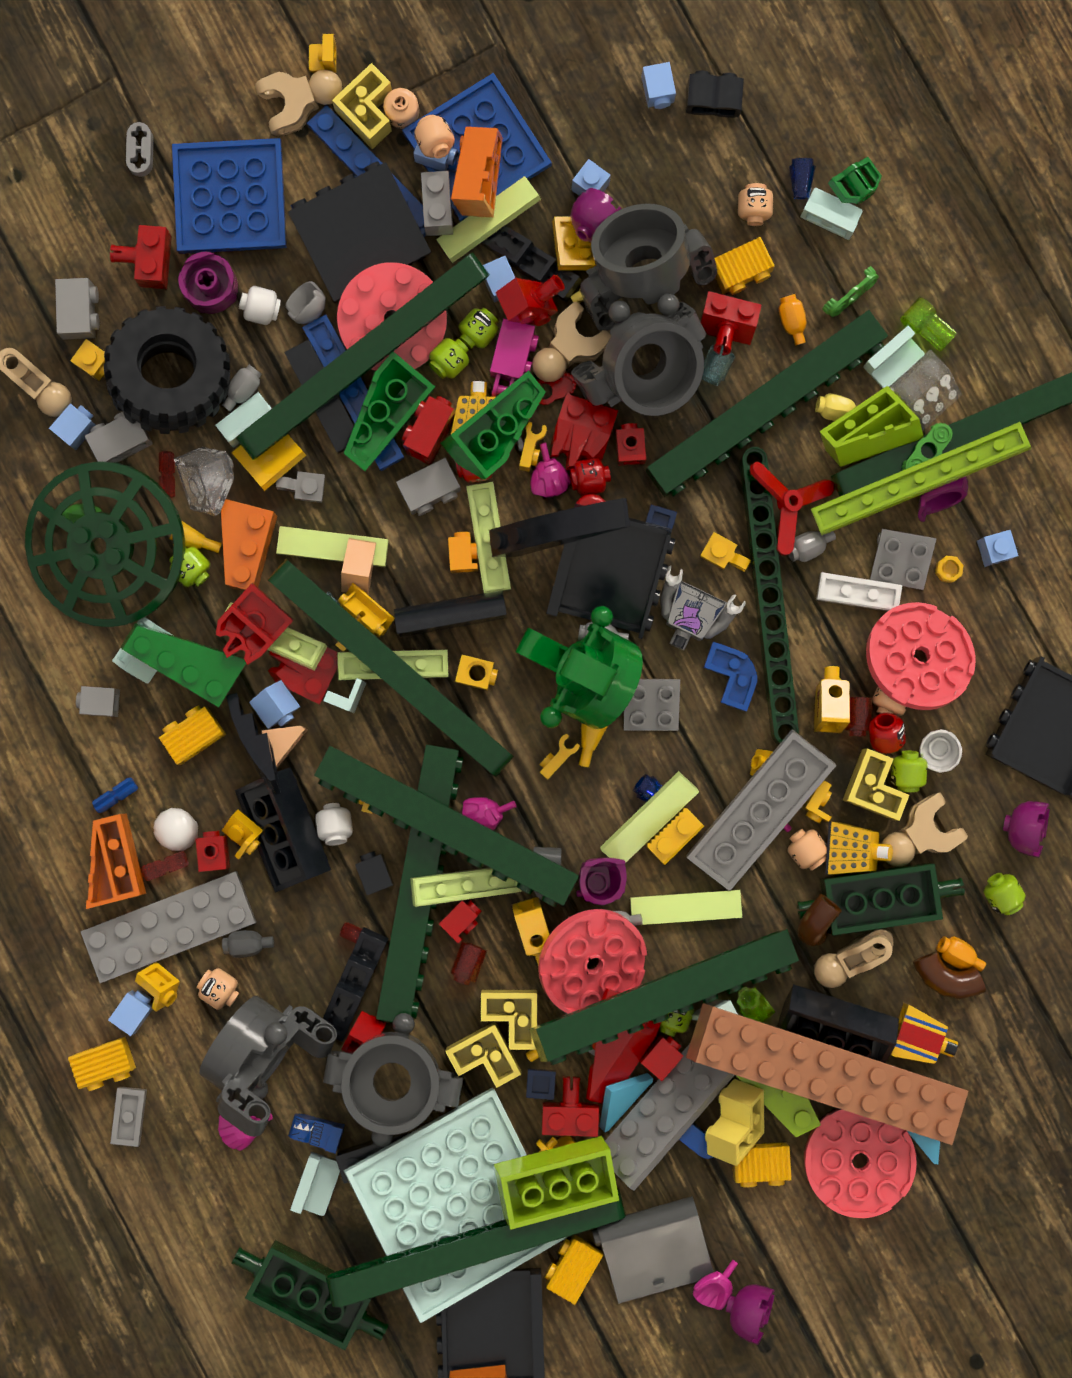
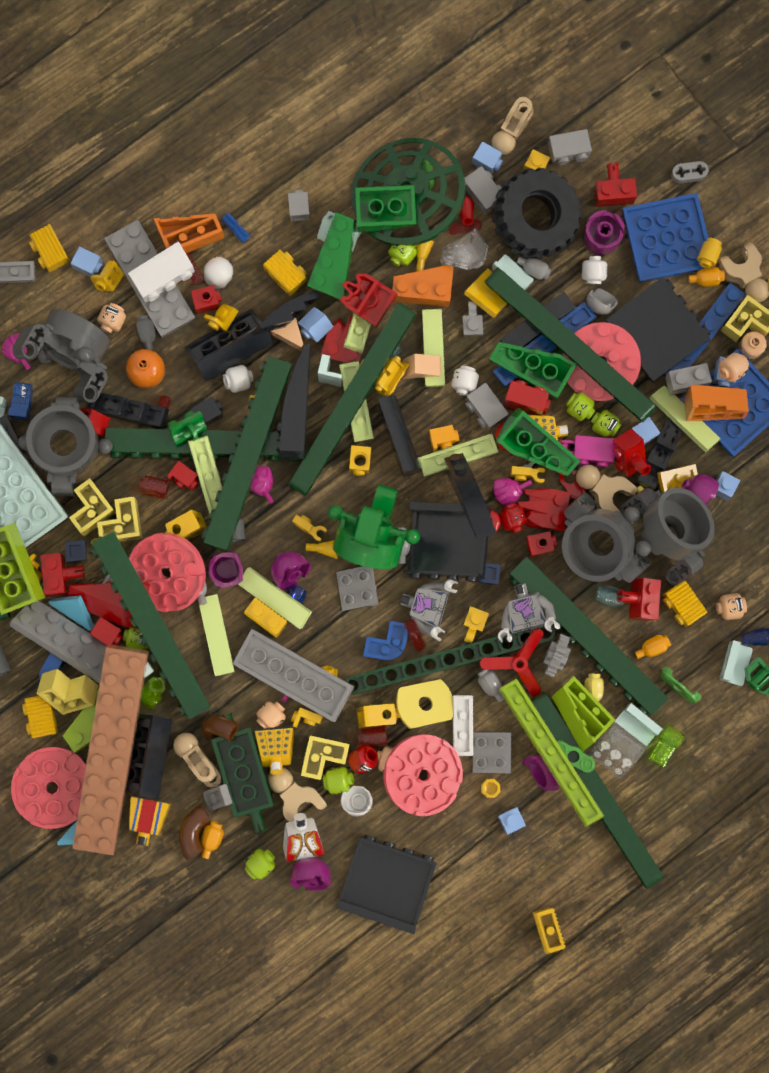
camera: 80 degrees right, 5 degrees down
(126, 579) = (385, 207): none -> green slope
(151, 467) = (467, 211): none -> red cone
(168, 908) = (161, 272): none -> white slope
(262, 141) = (709, 253): none -> yellow brick
(294, 151) = (708, 277): none -> light orange plant
(308, 943) = (144, 376): none -> orange cylinder
(387, 510) = (465, 380): none -> white head
(395, 751) = (295, 411): none -> black slope
(397, 905) = (187, 428): none -> green hips
(611, 795) = (288, 568): none -> magenta cylinder
(725, 478) = (526, 612): none -> torso
(729, 636) = (414, 633): none -> clear red piece
(788, 449) = (557, 655): none -> light grey gear
(827, 660) = (408, 704): none -> light yellow piece
(910, 937) = (217, 797): none -> light grey plate
(982, 832) = (301, 839): none -> torso

